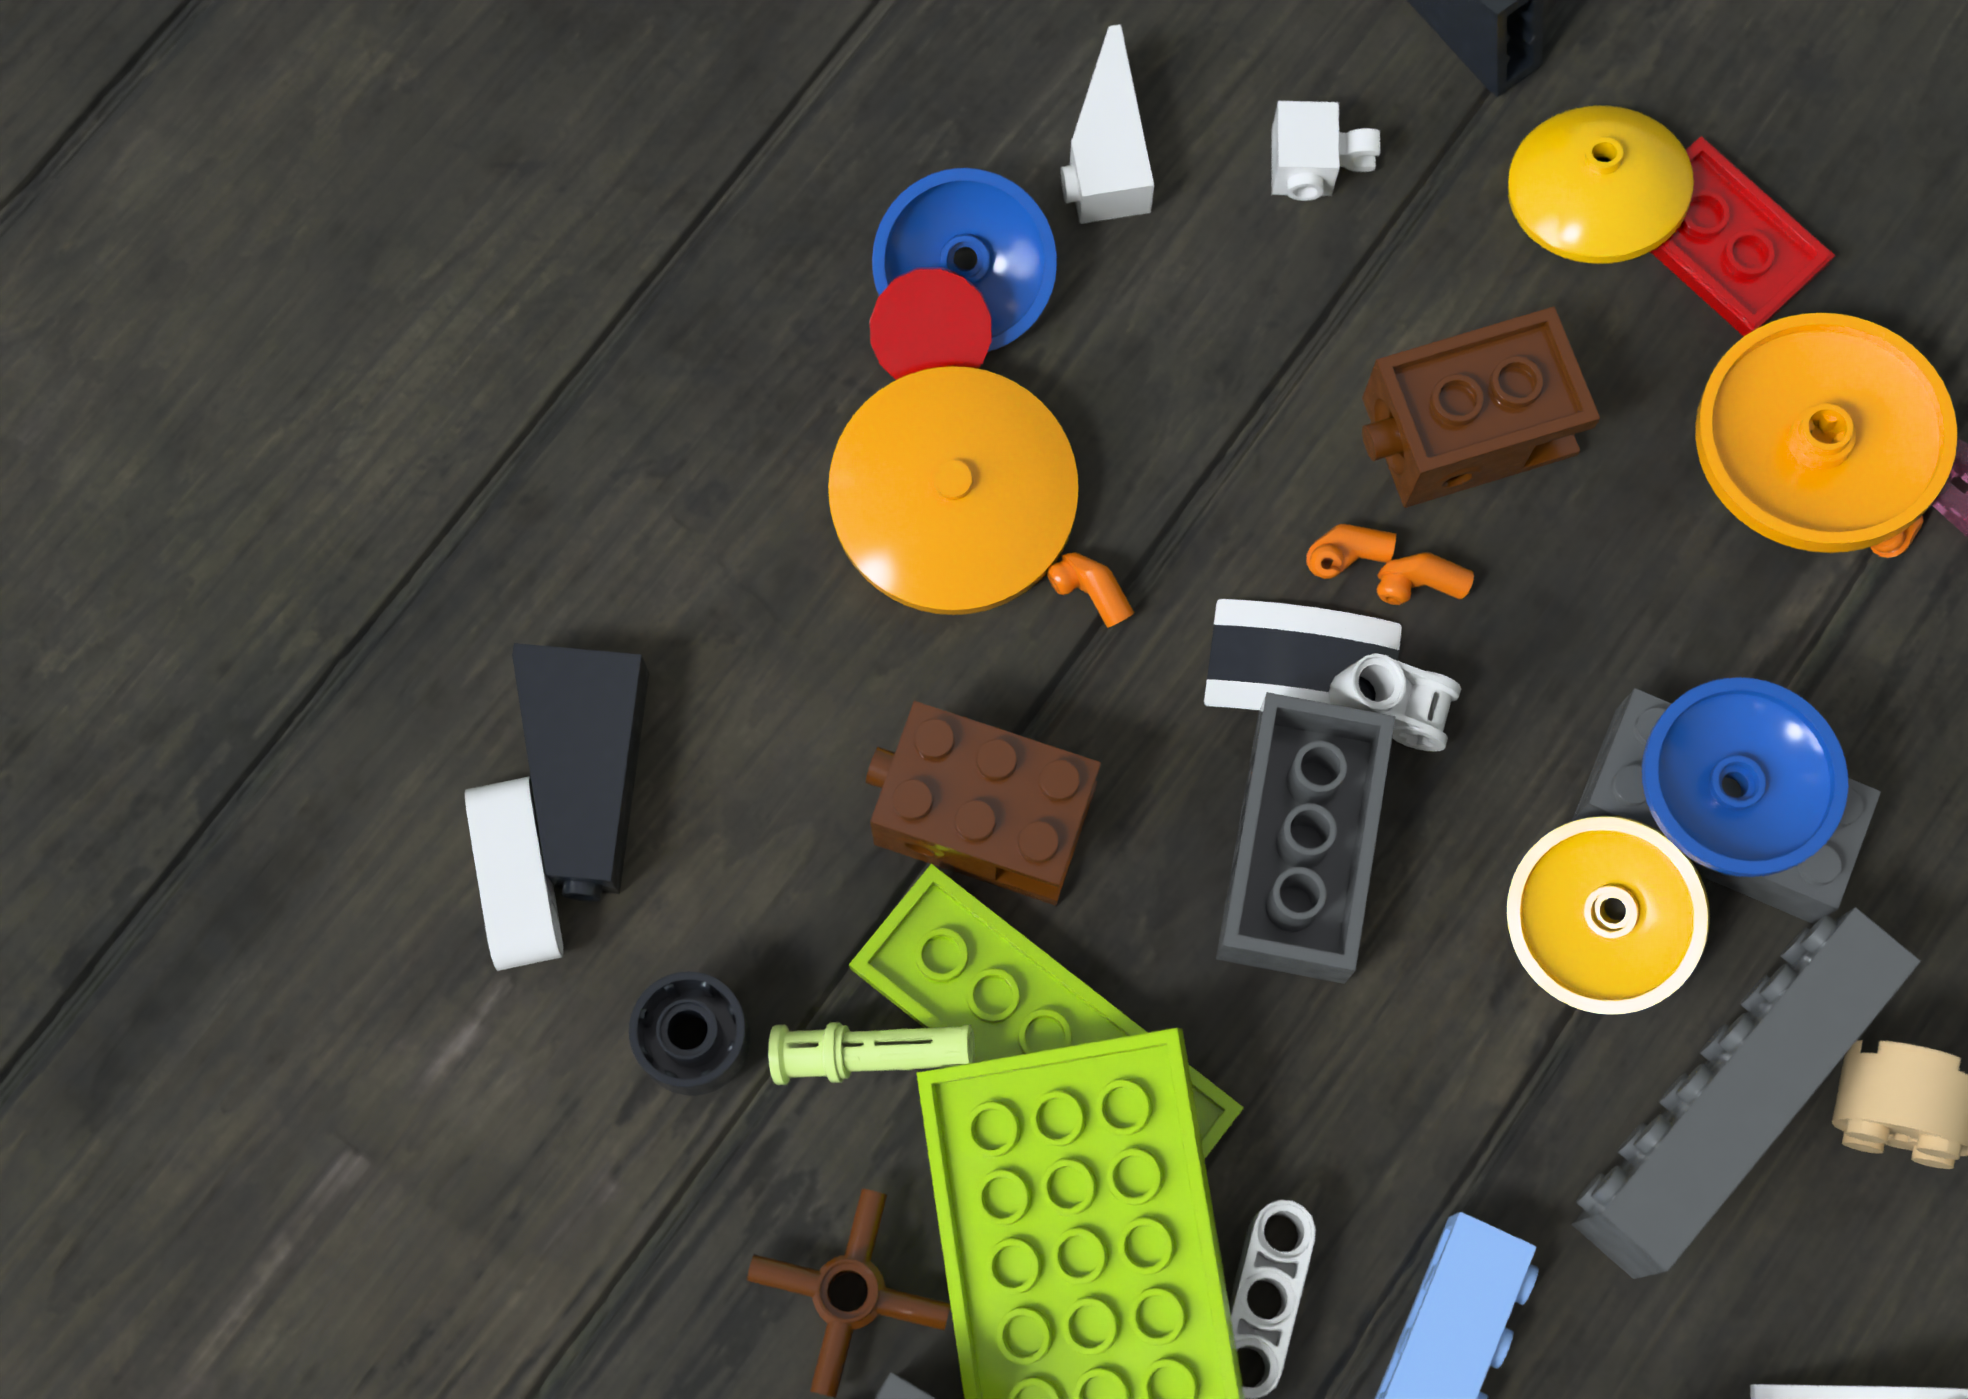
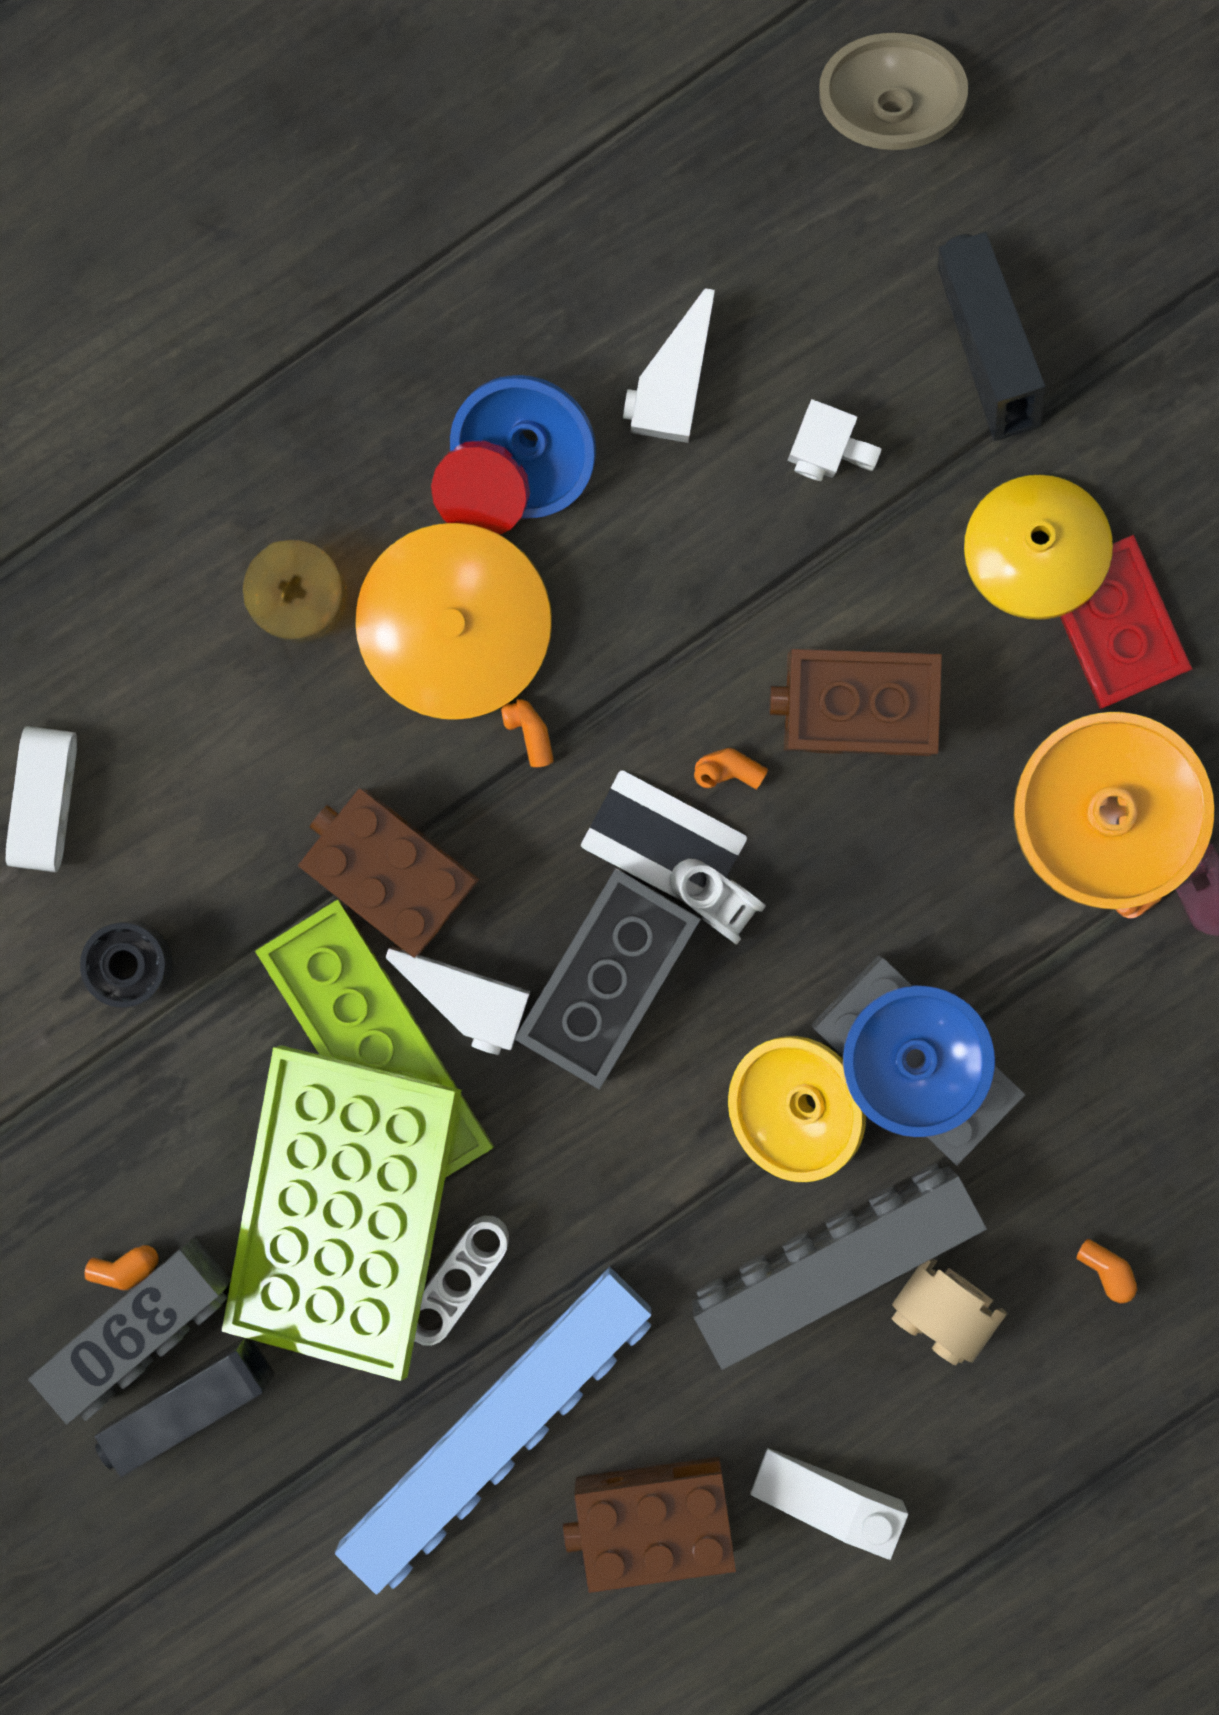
camera: 20 degrees right, 15 degrees up
(582, 751) = (114, 732): black slope -> none
(741, 483) = (286, 564): none -> clear yellow brick
(819, 1283) = (192, 1159): reddish brown bar -> none
(839, 1052) = (223, 1008): yellowish green pin -> none
(1145, 932) = (471, 1002): none -> white slope
(1419, 570) = (777, 806): orange arm -> none

